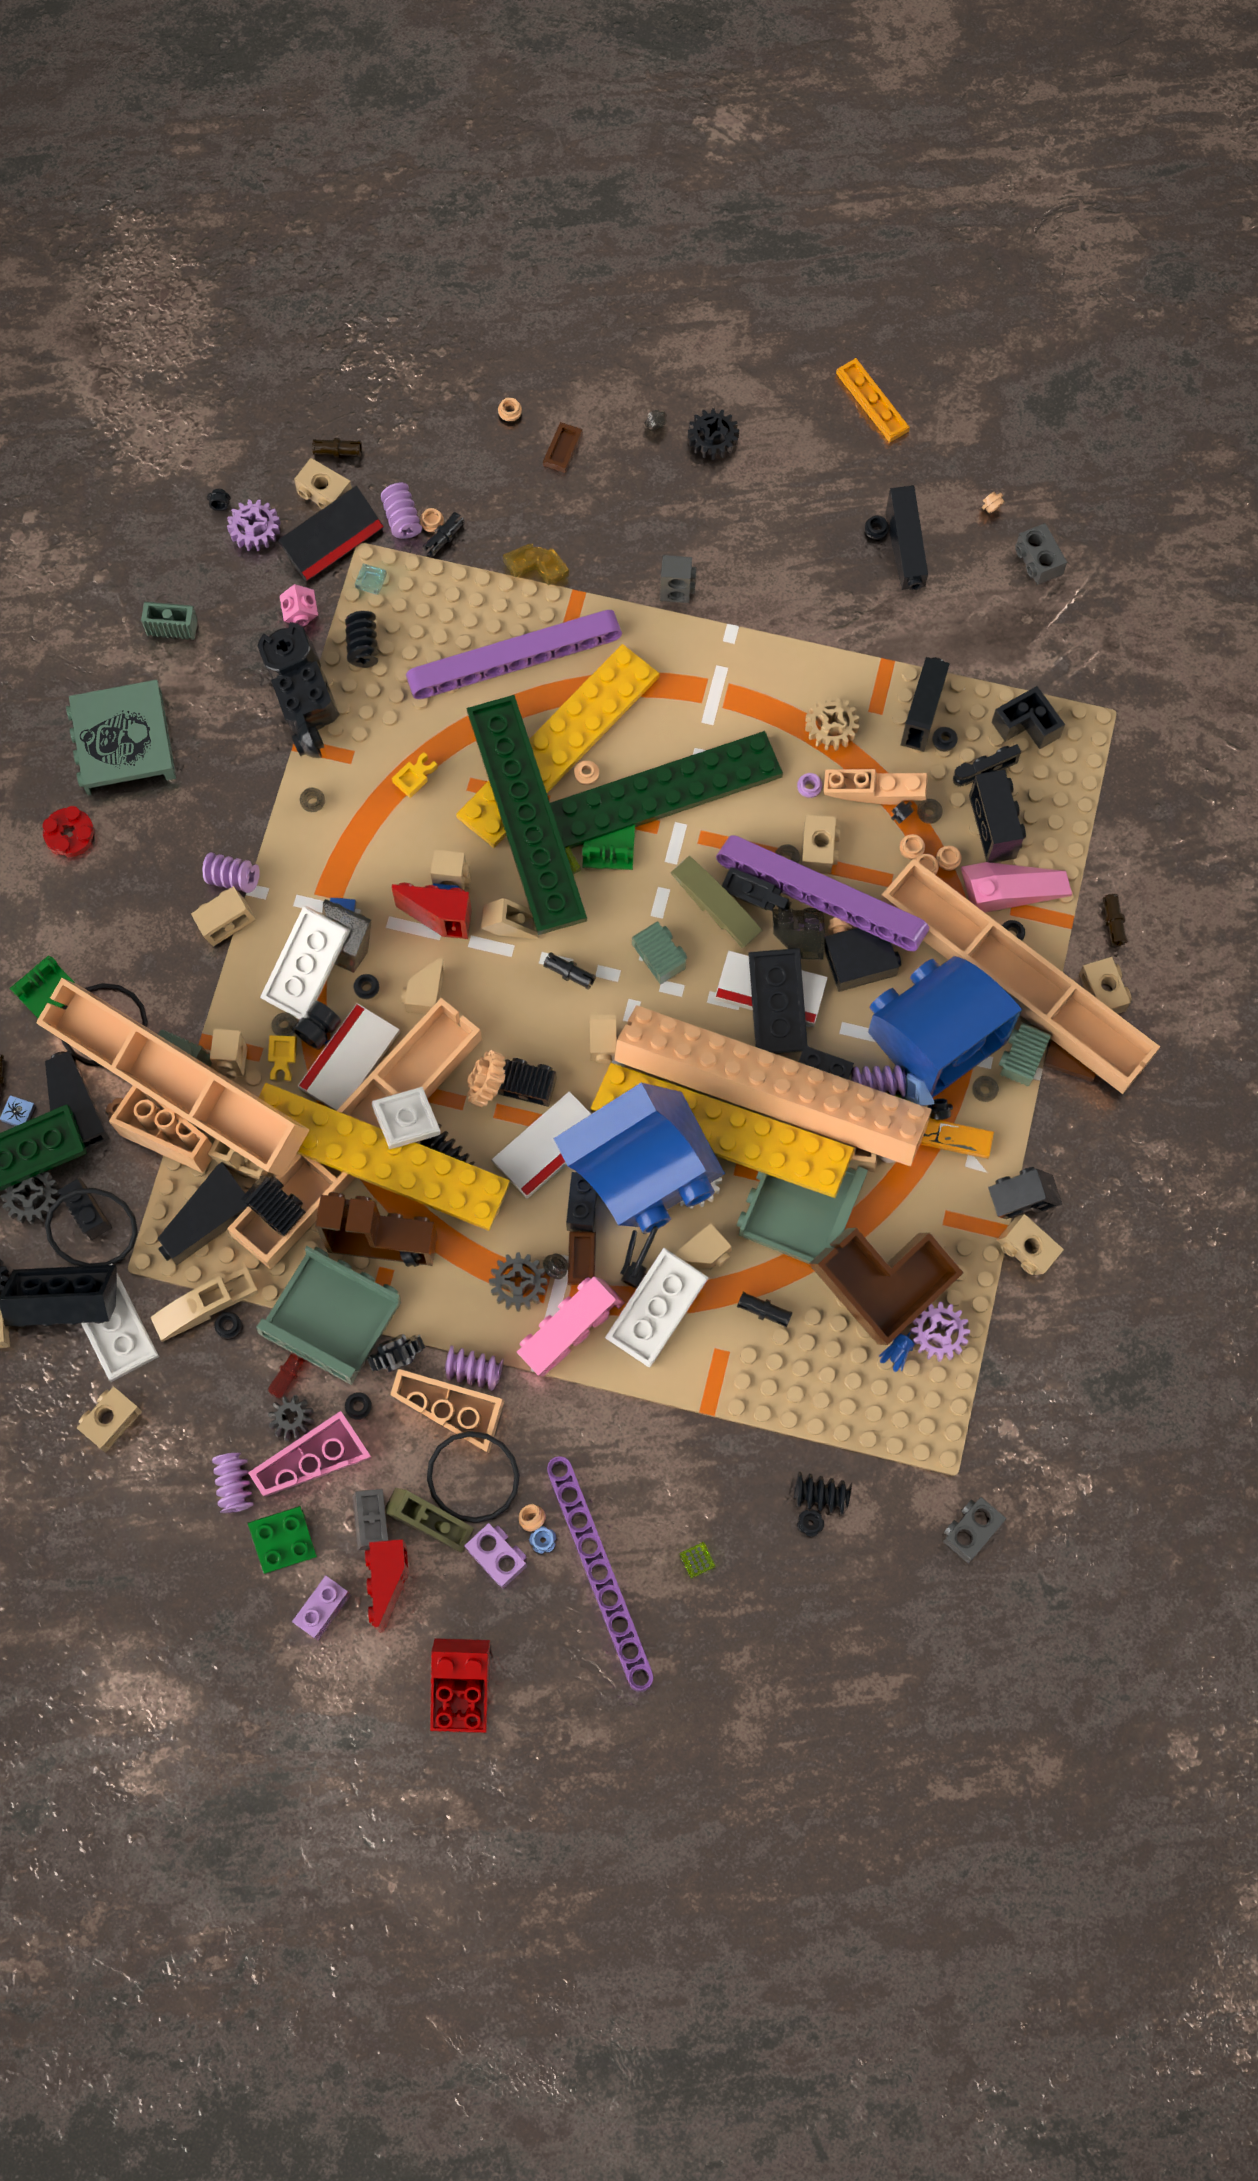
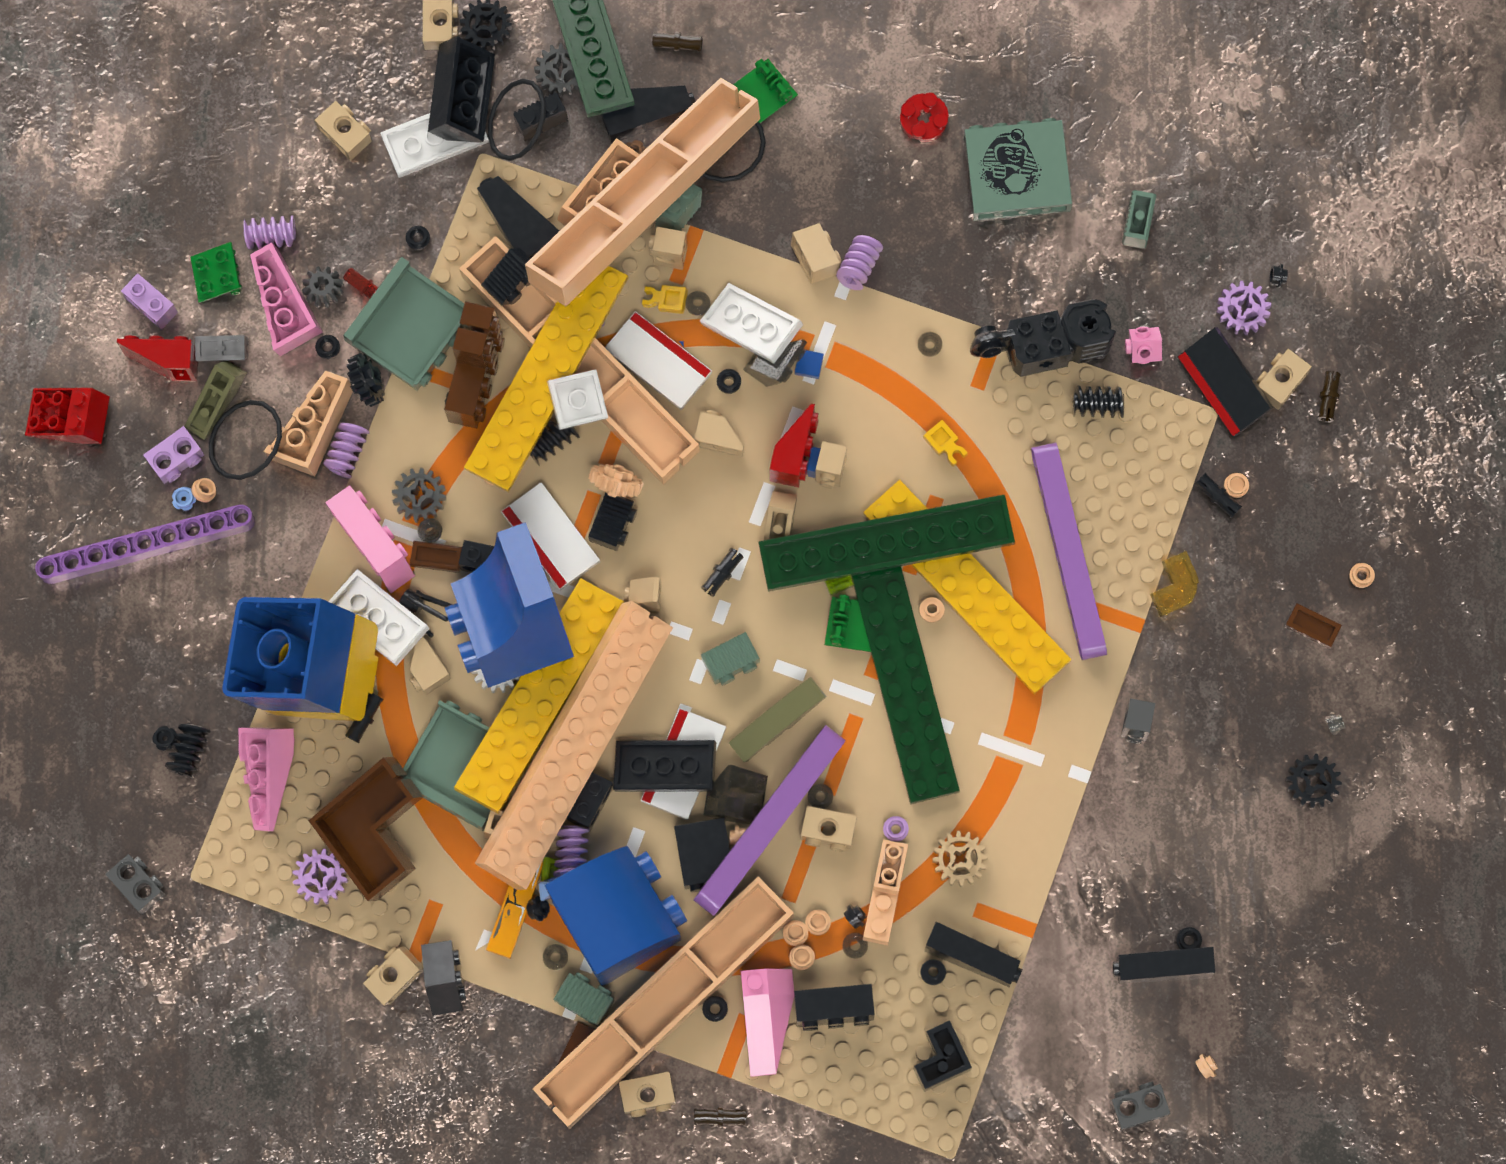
camera: 100 degrees right, 5 degrees up
(17, 1111) = (644, 62): light blue tile -> none
(202, 1303) = (437, 217): tan slope -> none
(318, 1023) = (691, 331): black wheel -> none
(370, 579) = (1169, 417): clear light blue tile -> none
(400, 511) = (1246, 452): lavender piece -> none
(697, 1560) = (146, 633): clear neon green tile -> none
(722, 1368) = (301, 658): none -> blue piece
(754, 890) = (784, 758): black hinge -> none
(831, 1403) = (267, 764): none -> bright pink wedge
(872, 400) = (1345, 957): light orange tile -> none
(898, 1351) = (306, 835): blue piece -> none
(1003, 759) = (897, 1007): black hinge -> none

